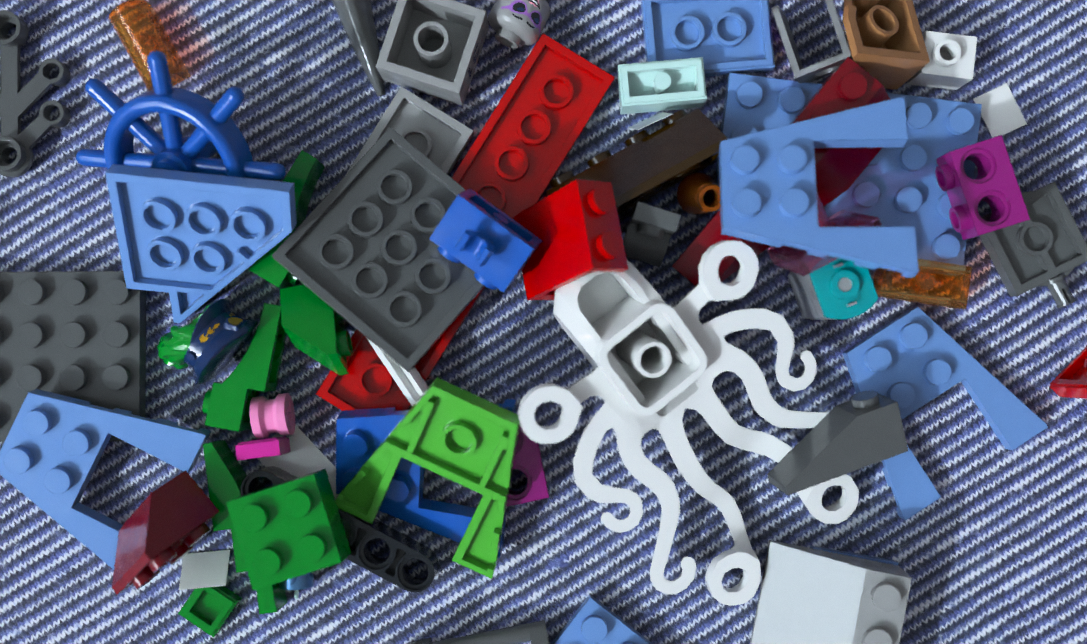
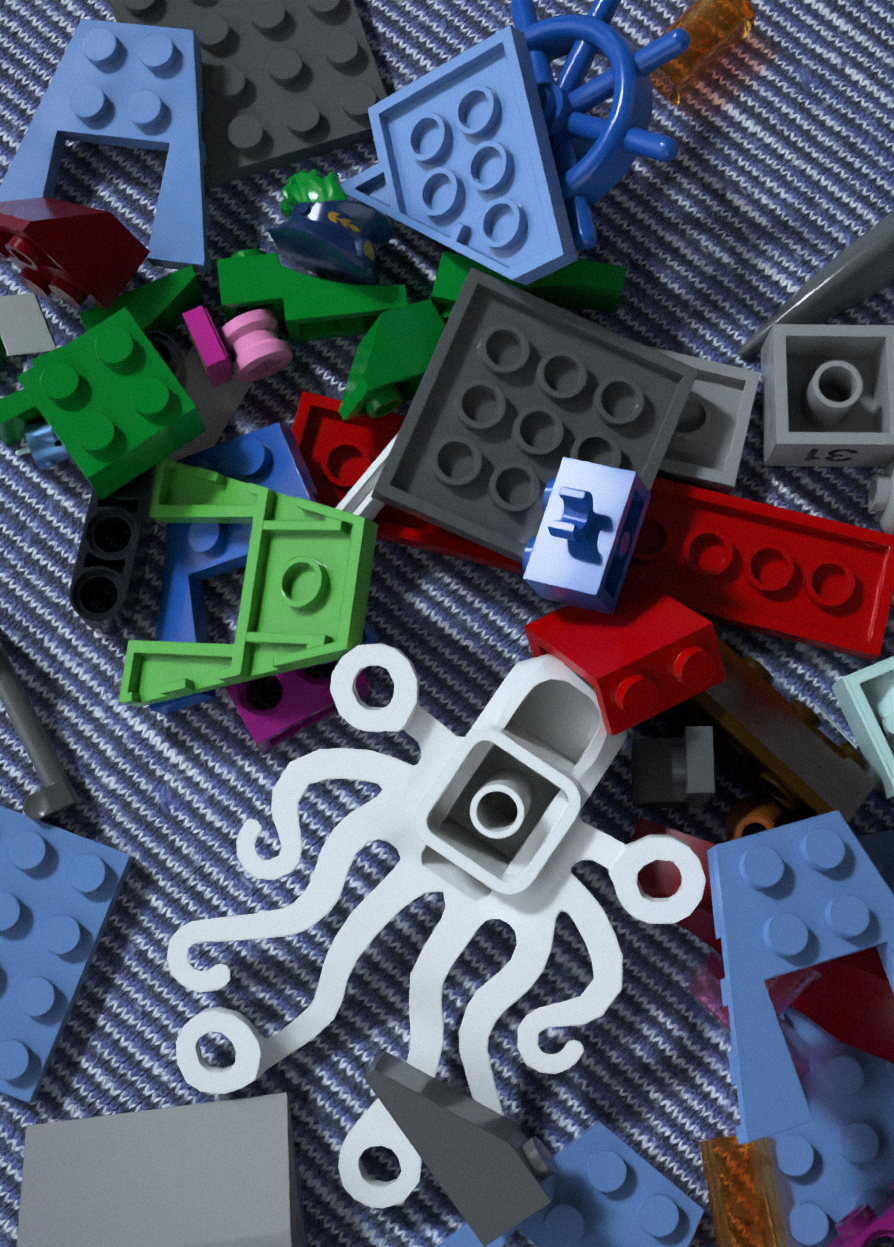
camera: 70 degrees right, 10 degrees down
(834, 291) = (685, 1060): teal piece -> none

